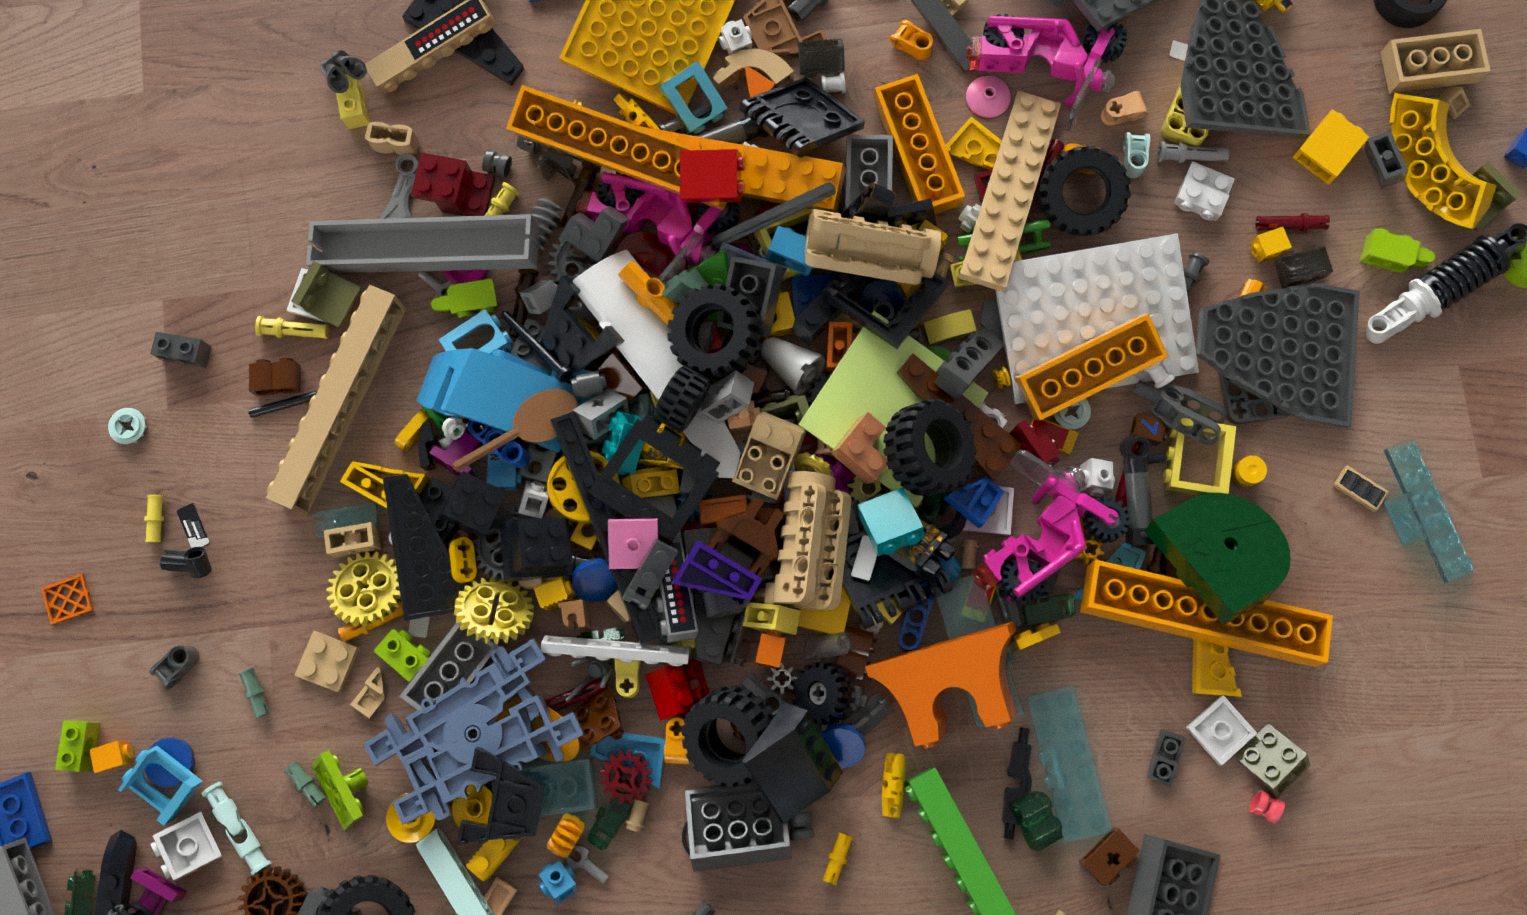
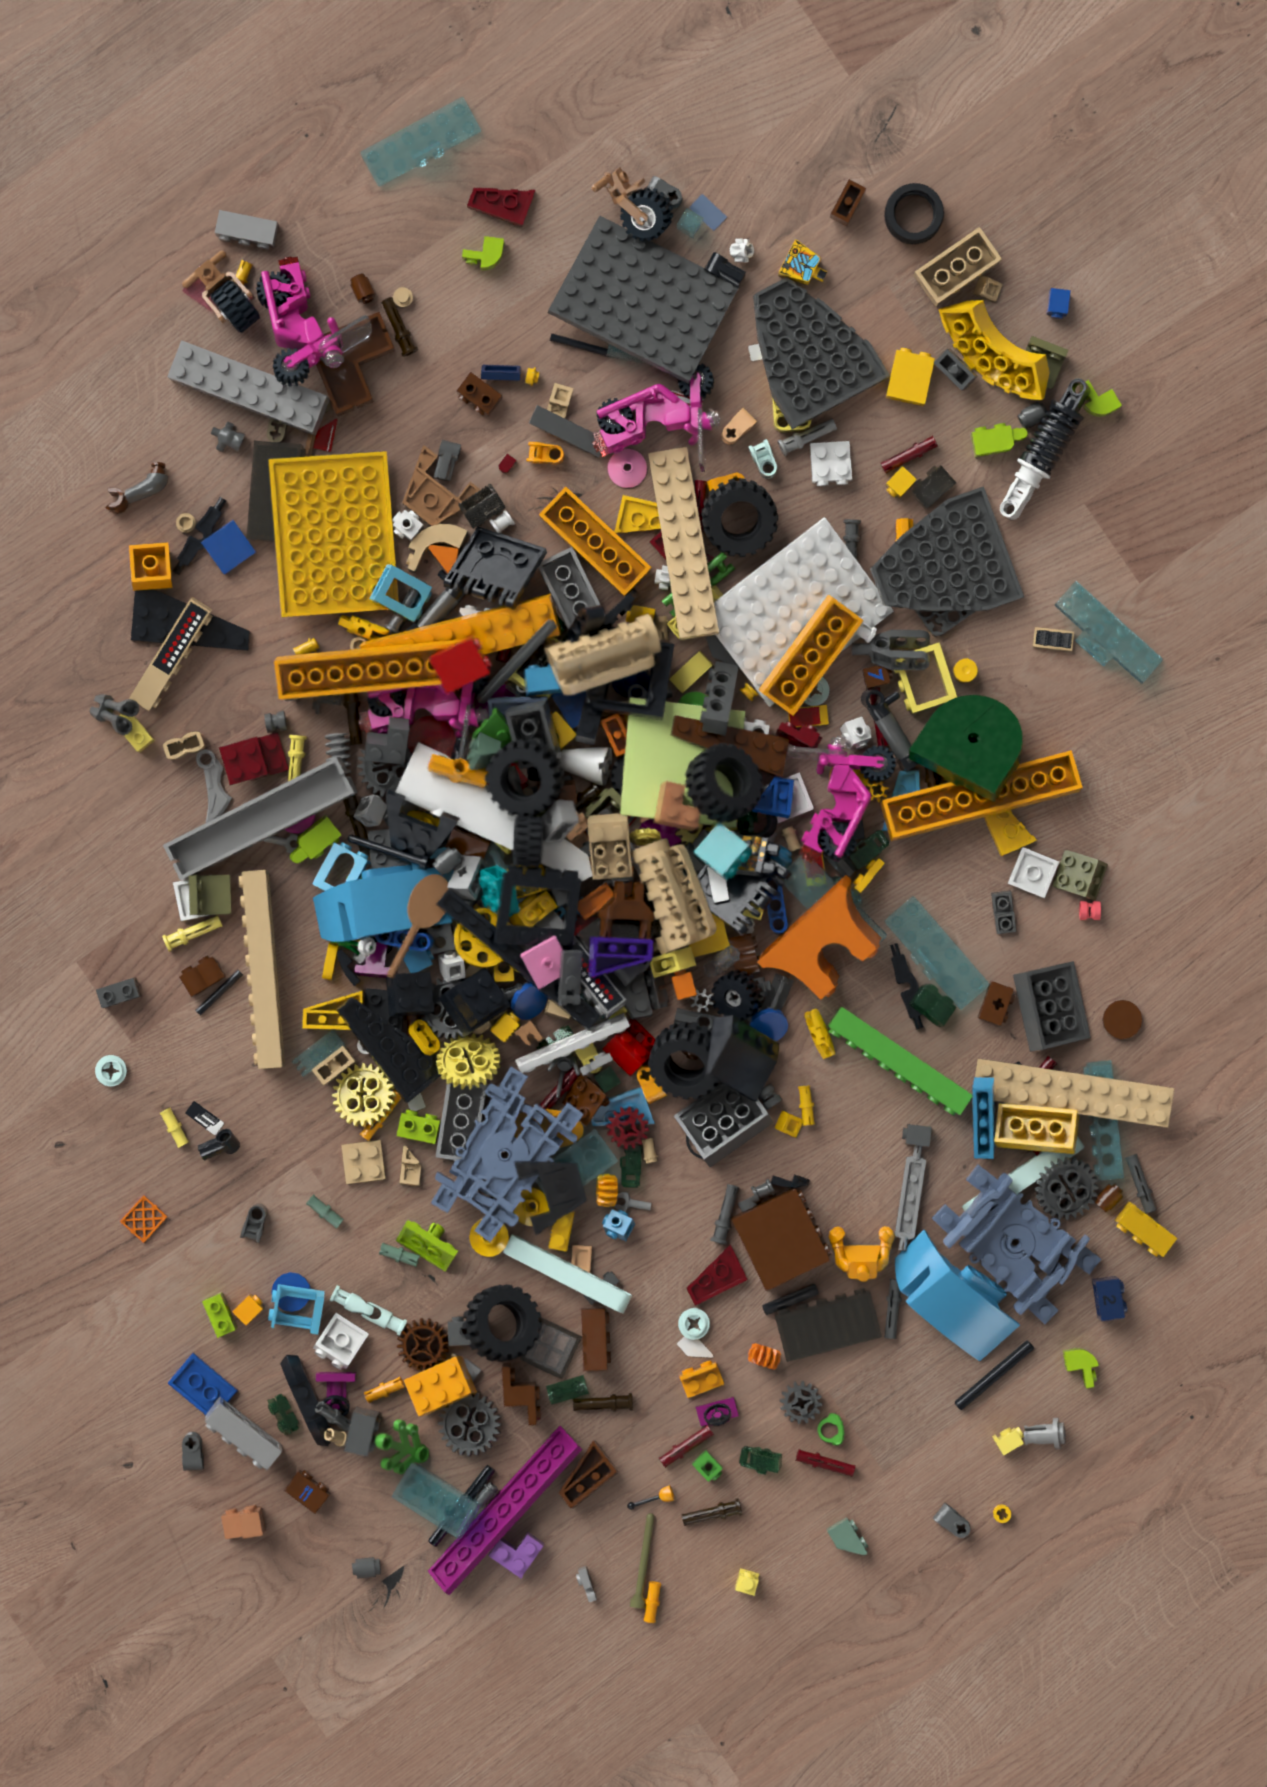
camera: 30 degrees left, 10 degrees up
(633, 710) = (607, 1079): none -> clear green brick
(636, 685) = (600, 1060): none -> light grey plate
(807, 869) = (789, 1124): none -> yellow slope
(868, 33) = (506, 463): none -> dark red piece
(1445, 245) = (1032, 415): none -> dark grey brick

